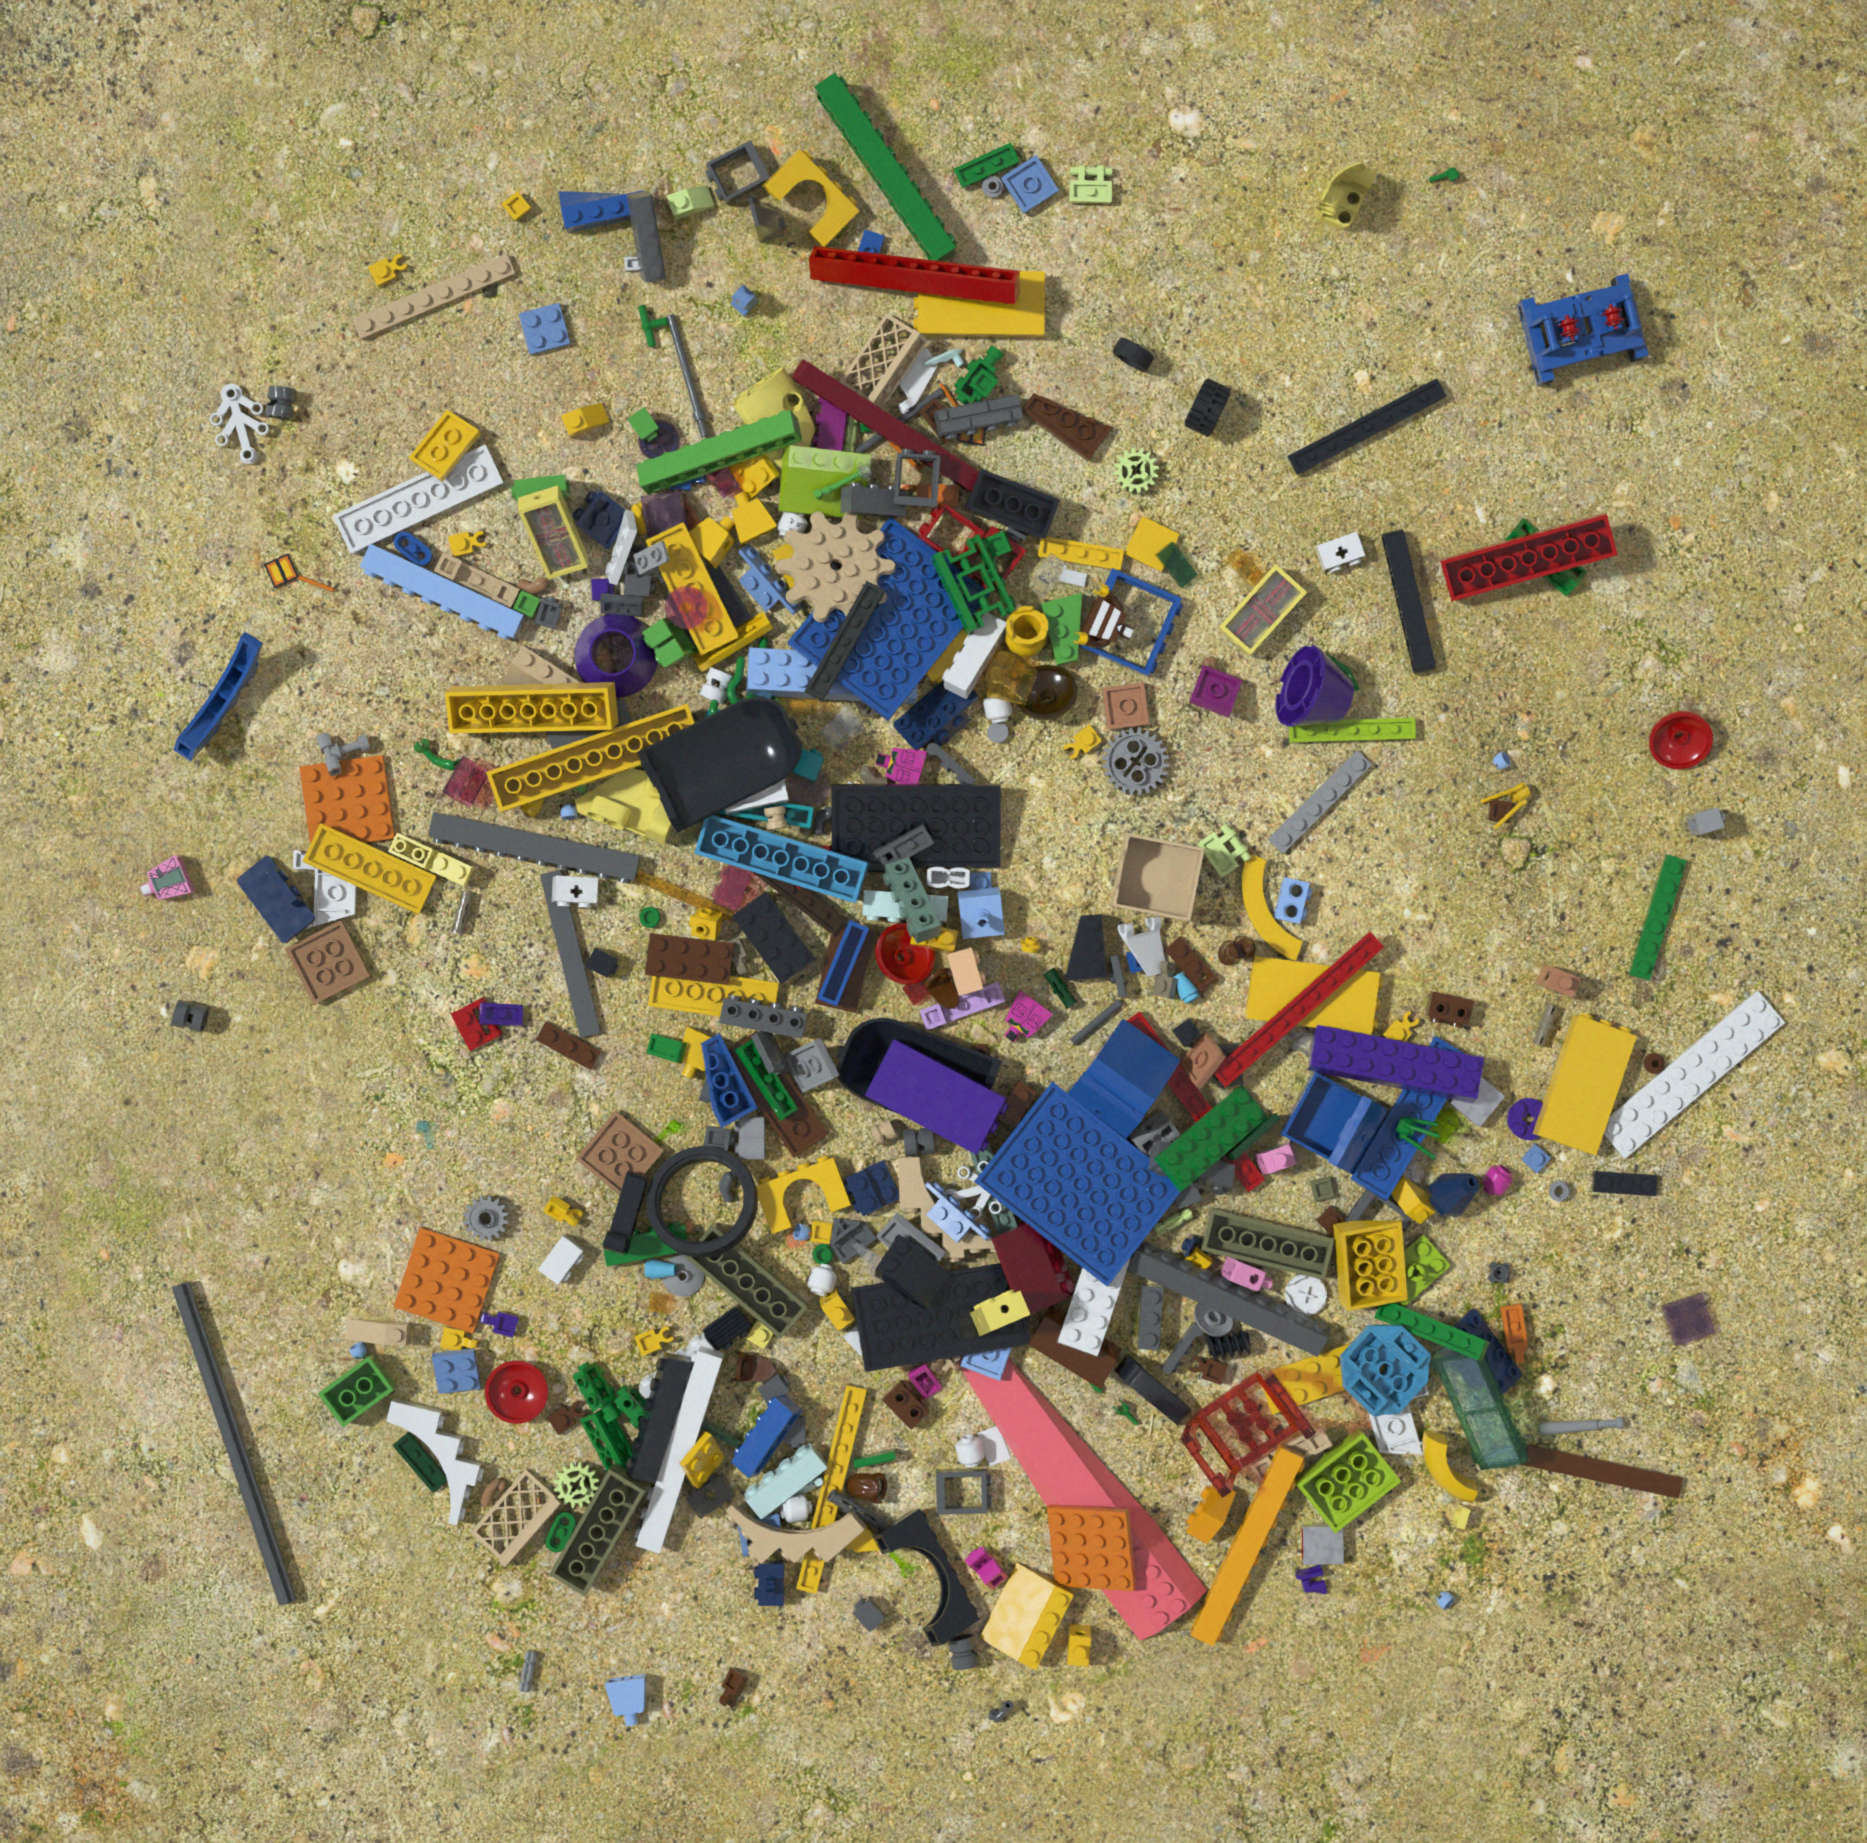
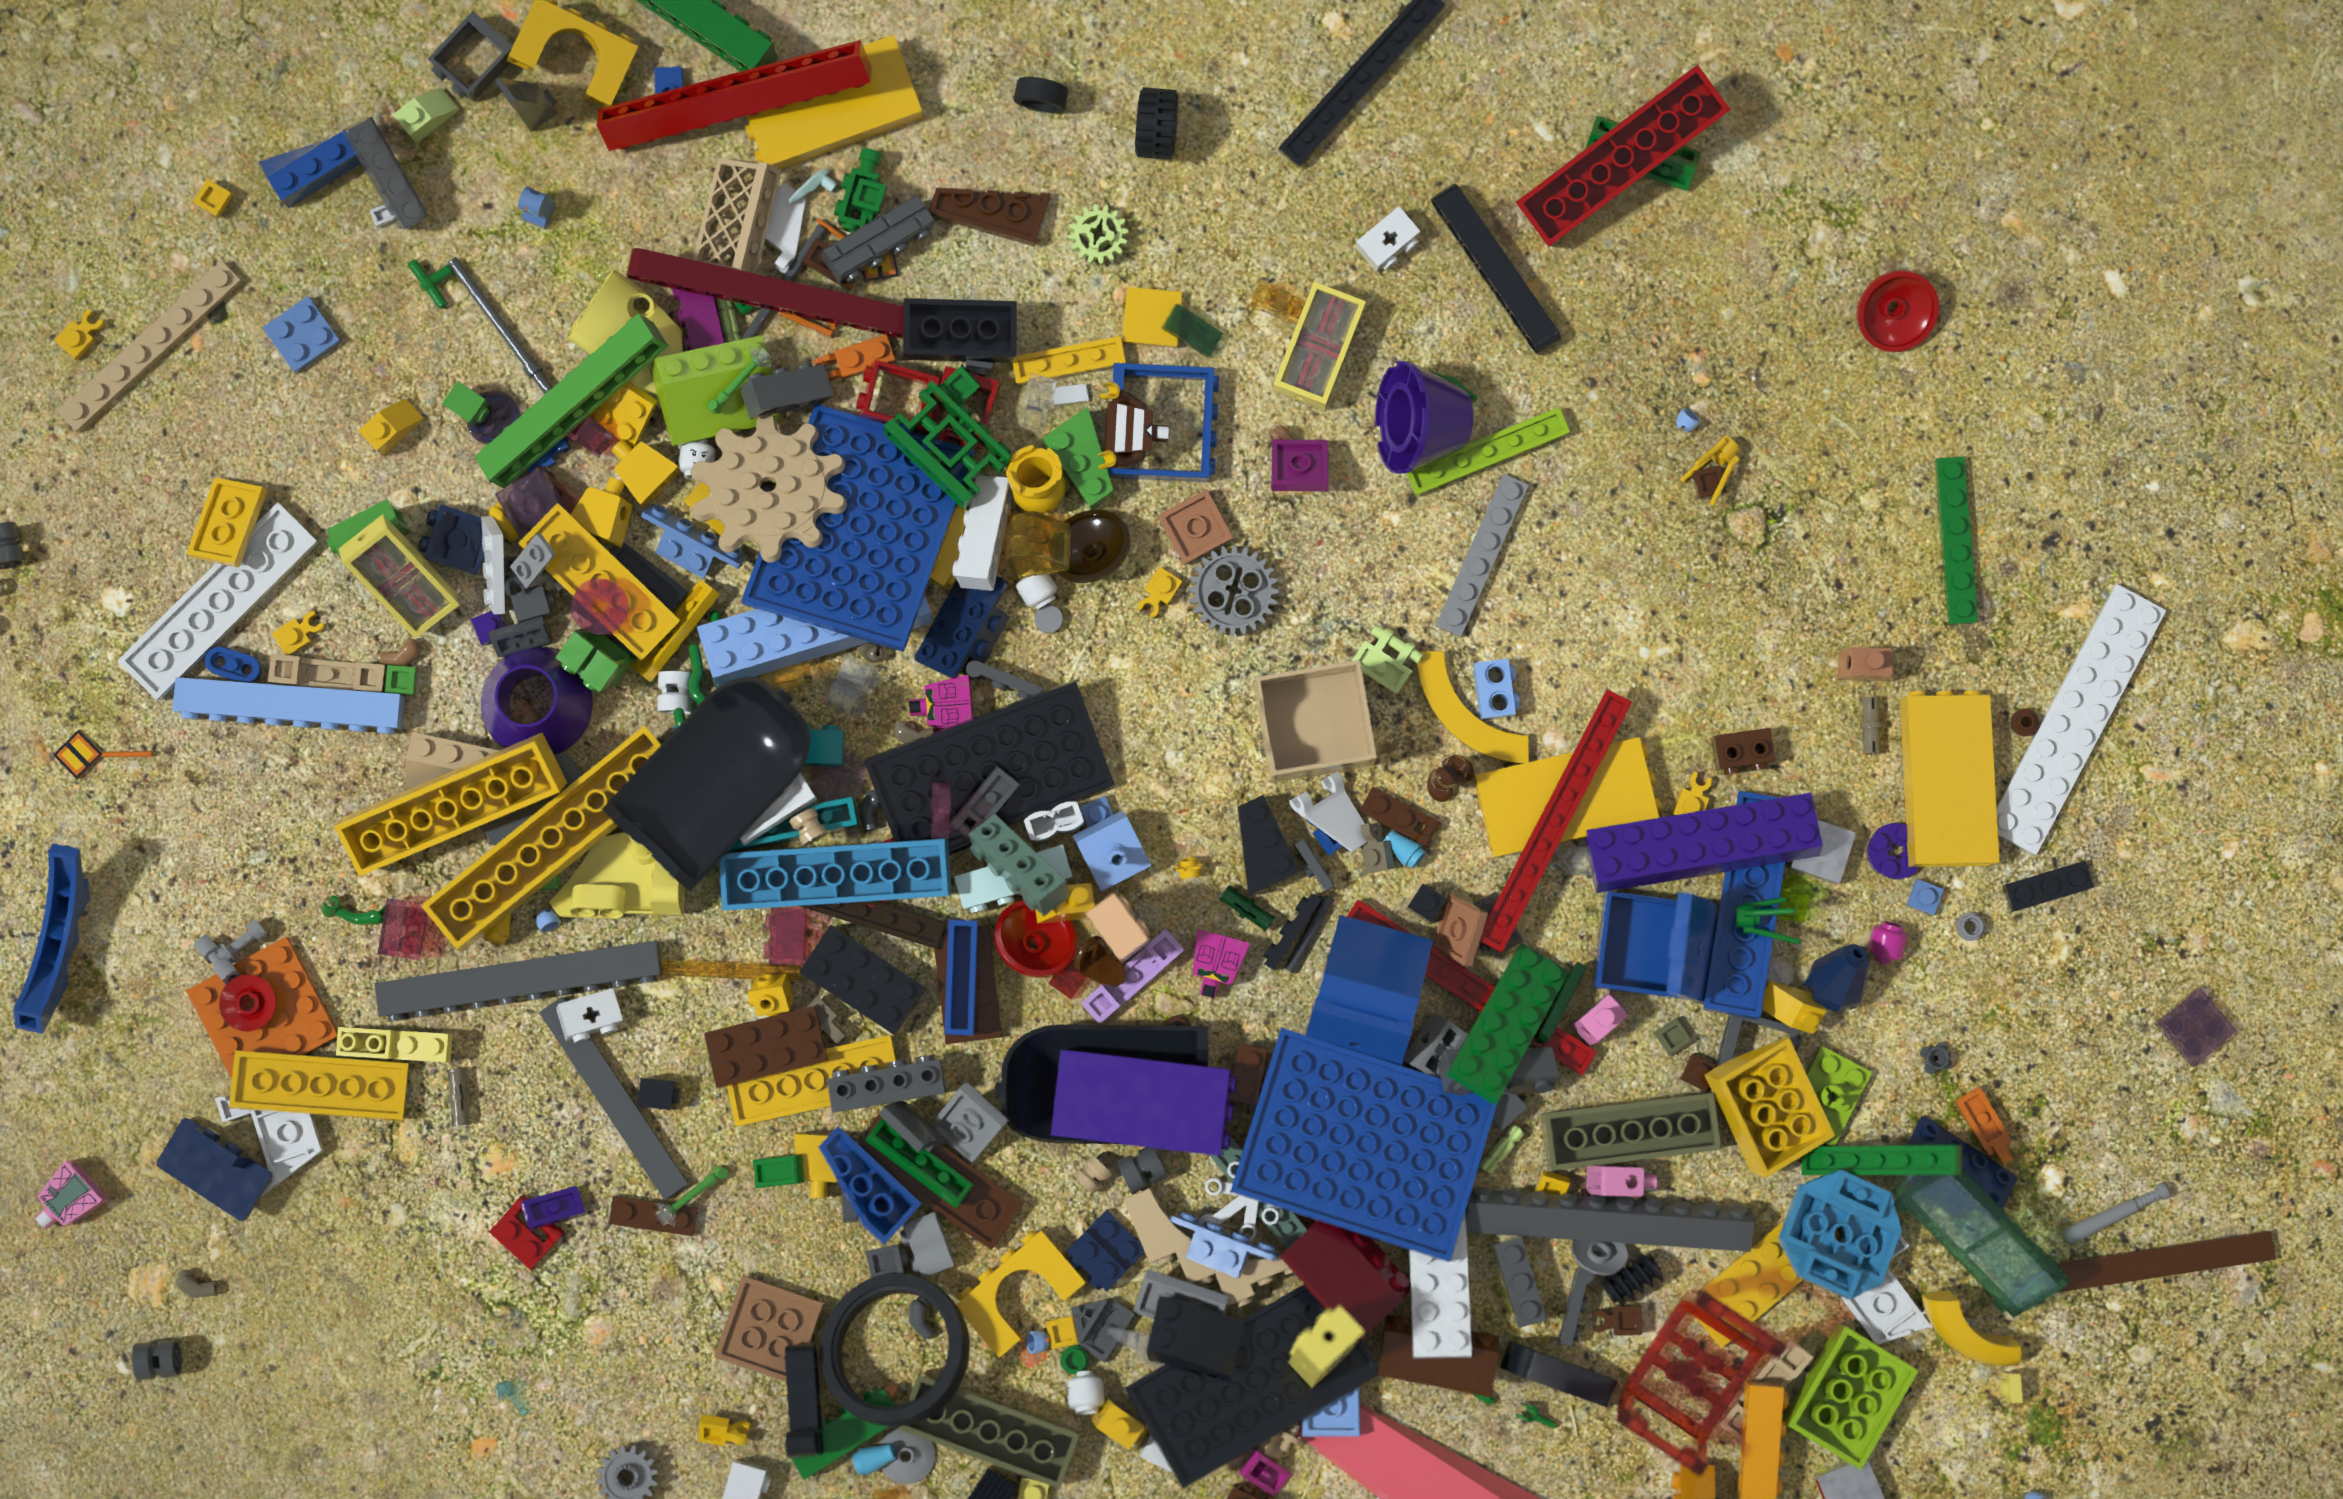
camera: 25 degrees left, 5 degrees down
(232, 976) = (194, 1289): none -> dark tan arm
(327, 962) = (309, 1224): medium nougat plate -> none
(329, 792) = (234, 998): none -> red dish
(549, 612) = (432, 680): dark grey bracket -> none
(578, 1047) = (667, 1214): none -> bright green piece
(650, 917) = (698, 1014): green tile -> none
(673, 1127) = (823, 1269): clear neon green hand -> none
(844, 641) = (812, 573): pearl dark grey tile -> none
(873, 839) = (940, 809): none -> clear pink plate
(917, 501) = (836, 370): dark grey window -> none
(1084, 1015) = (1290, 931): none -> black plate
(1188, 1243) = (1531, 1170): dark blue bracket -> none
(1305, 1294) = (1704, 1178): white tile -> none
(1705, 821) = (1968, 398): light grey brick -> none

